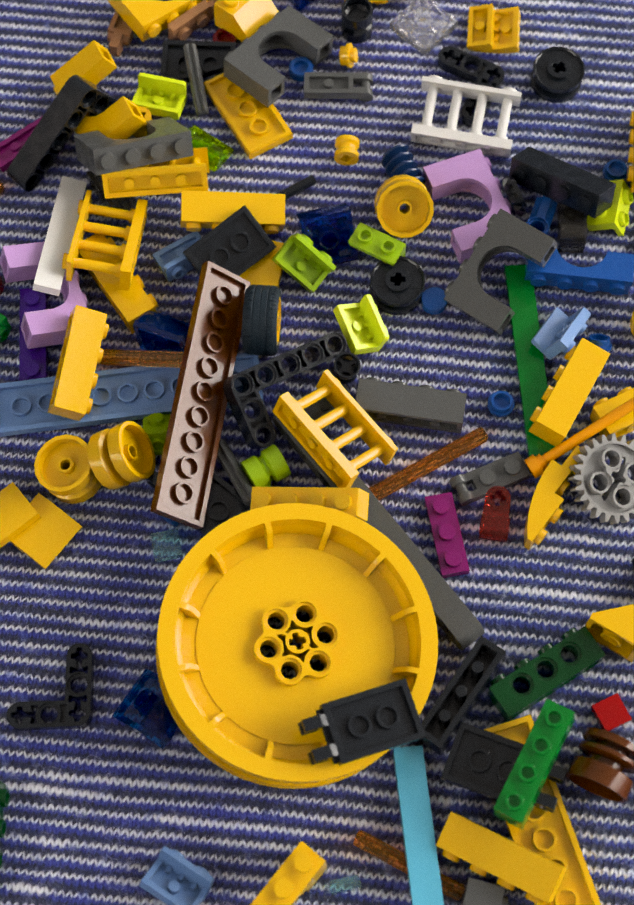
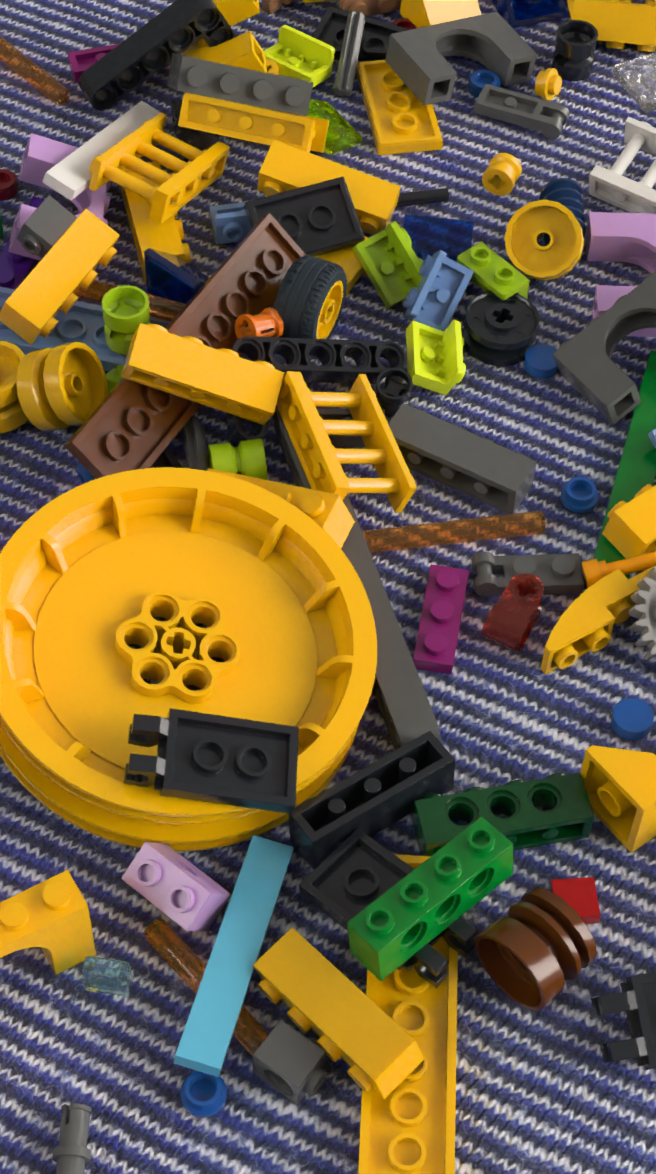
camera: 15 degrees right, 15 degrees down
(53, 330) = (45, 227): none -> dark grey brick
(141, 381) = (122, 313): none -> lime wheel
(221, 419) = (203, 373): none -> yellow brick
(237, 355) = (260, 324): none -> orange bush
(345, 275) = (437, 292): none -> medium blue bracket
(362, 807) = (176, 886): none -> lavender brick
(597, 564) = (632, 719): none -> blue tile

